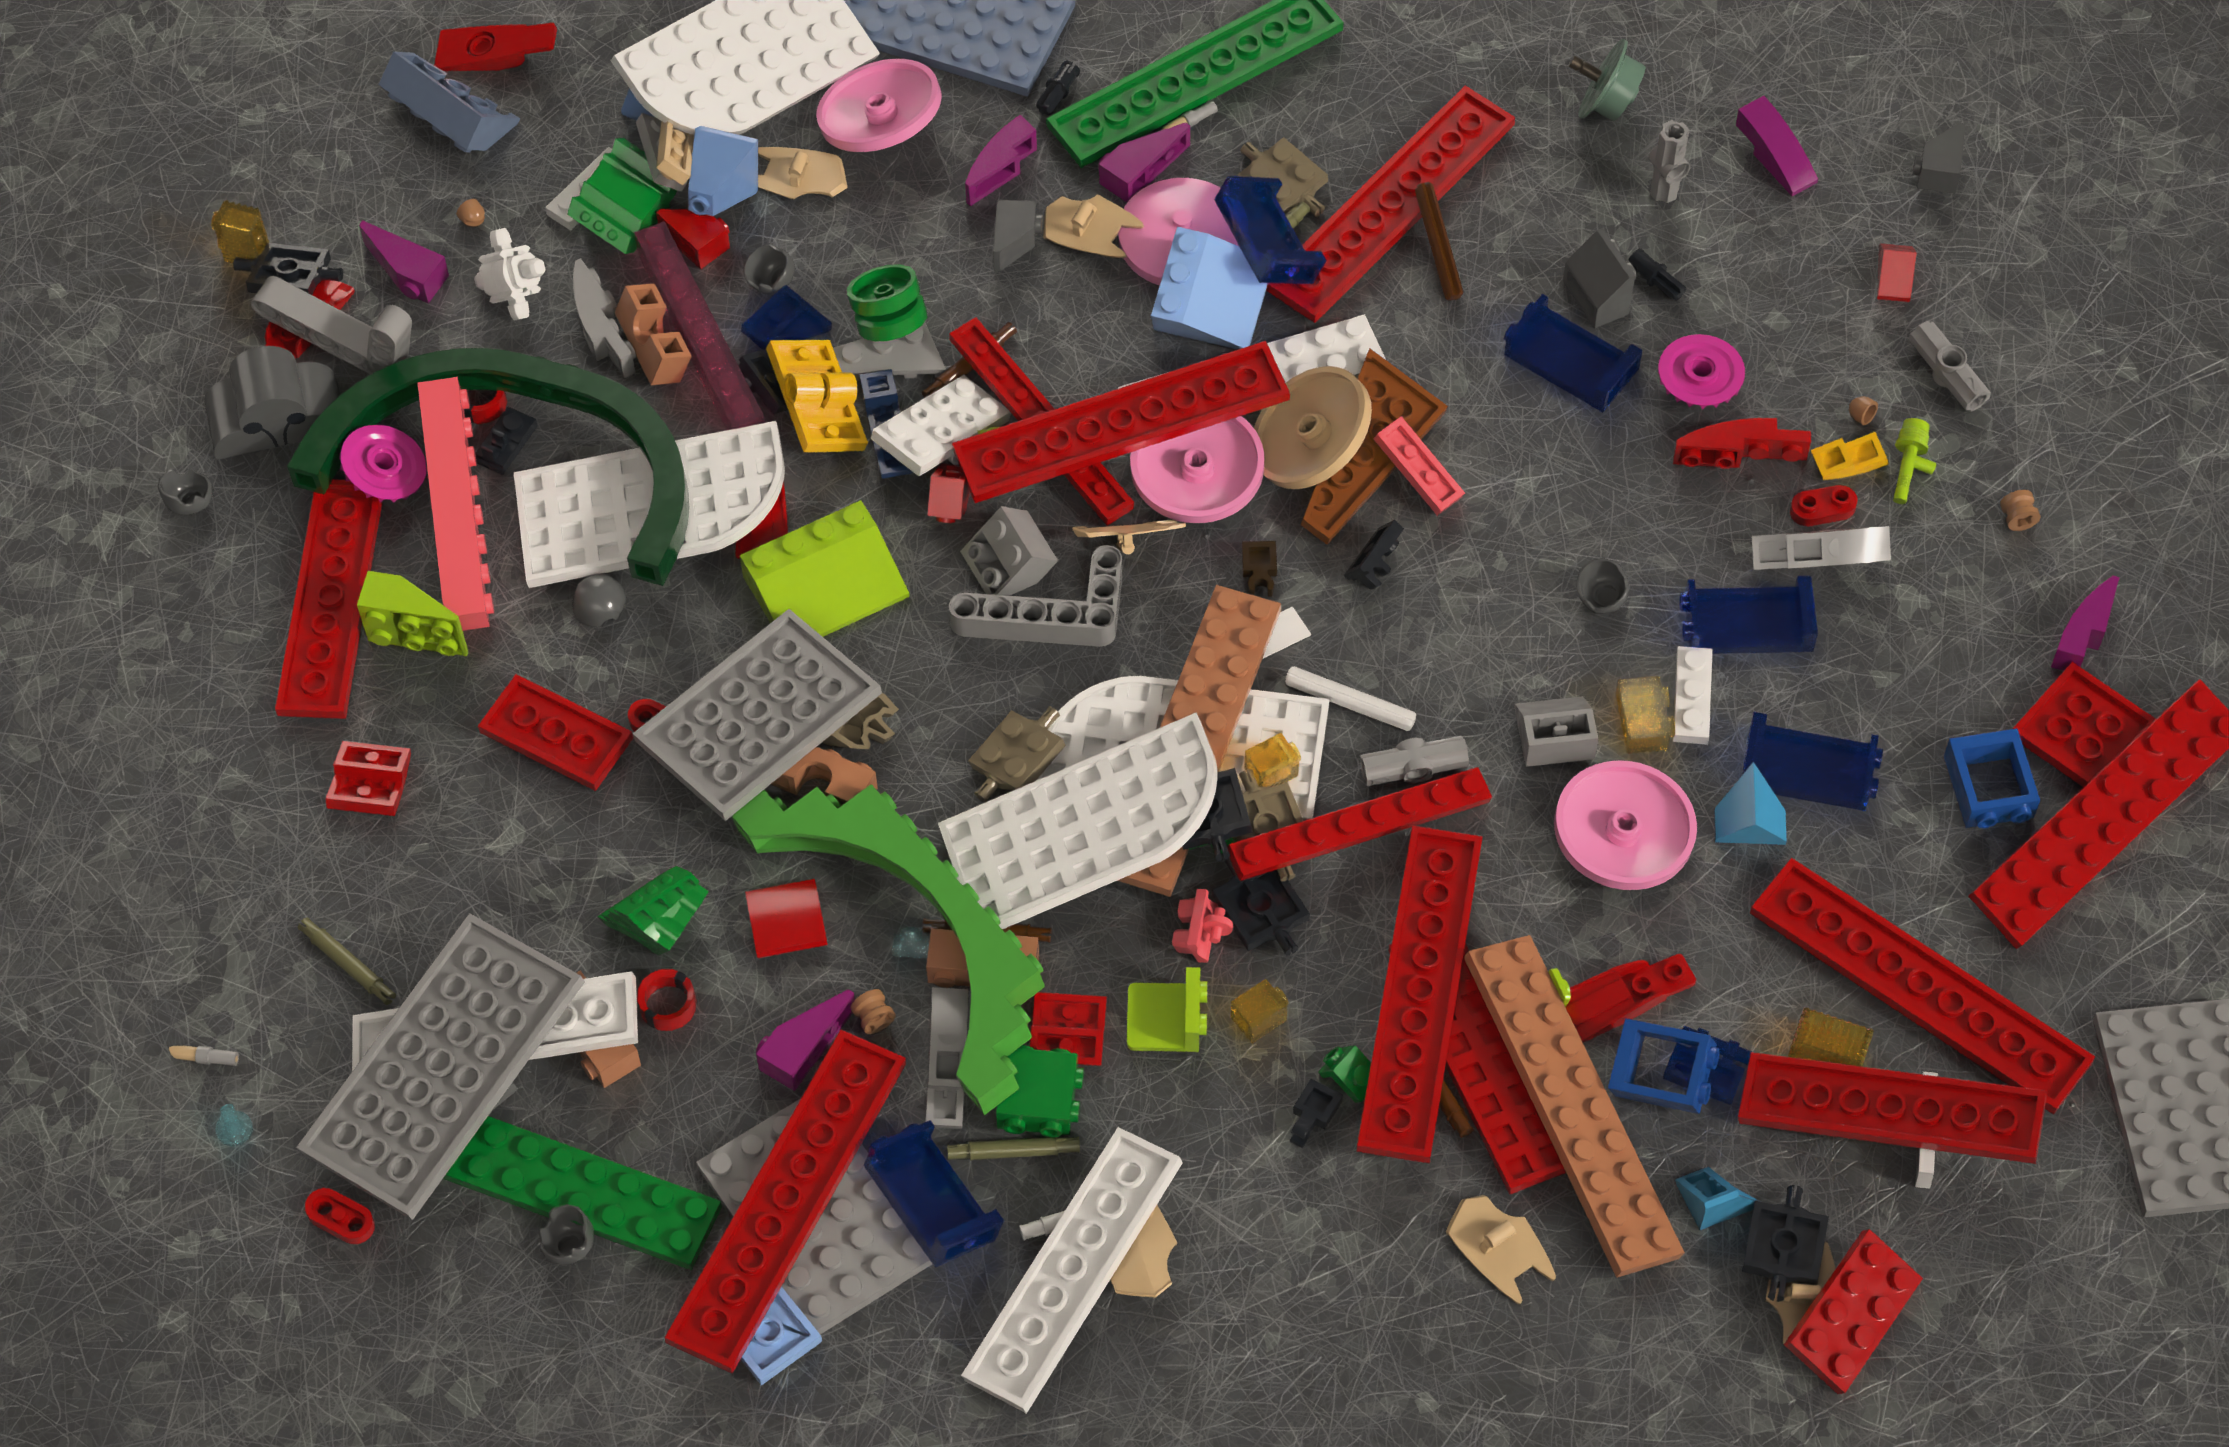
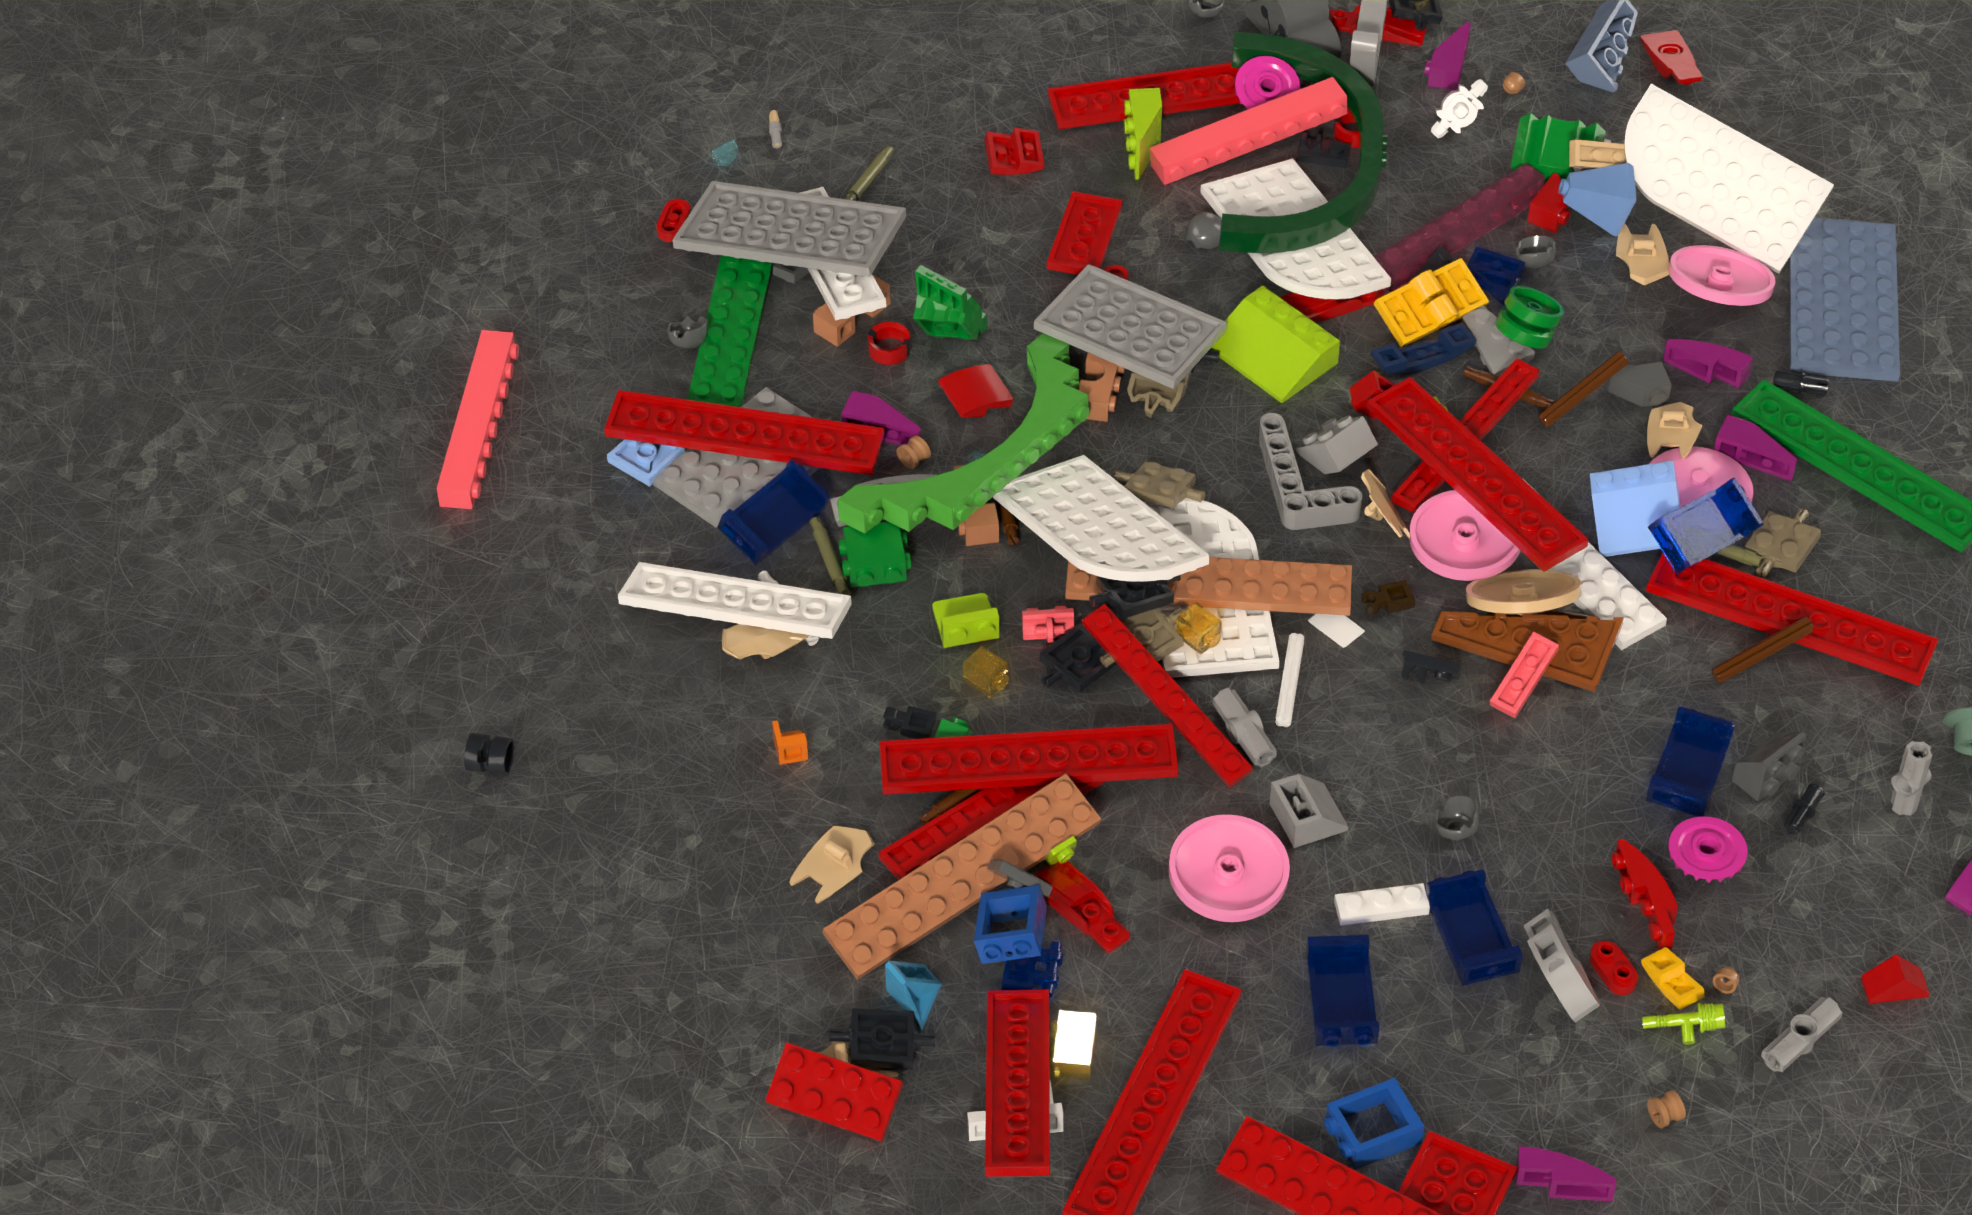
camera: 75 degrees right, 10 degrees down
(598, 320) = (1449, 167): light grey slope -> none
(641, 318) = (1437, 202): nougat arch -> none
(925, 431) = (1434, 372): white plate -> none
(1011, 287) = (1583, 389): none -> reddish brown axle
(1070, 1024) = (938, 568): red slope -> none
(1193, 117) = (1817, 474): light grey piece -> none
(1310, 1258) = (790, 745): none -> orange panel
(1602, 1039) = (1016, 877): none -> dark grey plate
(1644, 714) = (1345, 868): clear yellow brick -> none
(1750, 812) = (1278, 960): dark azure slope -> none

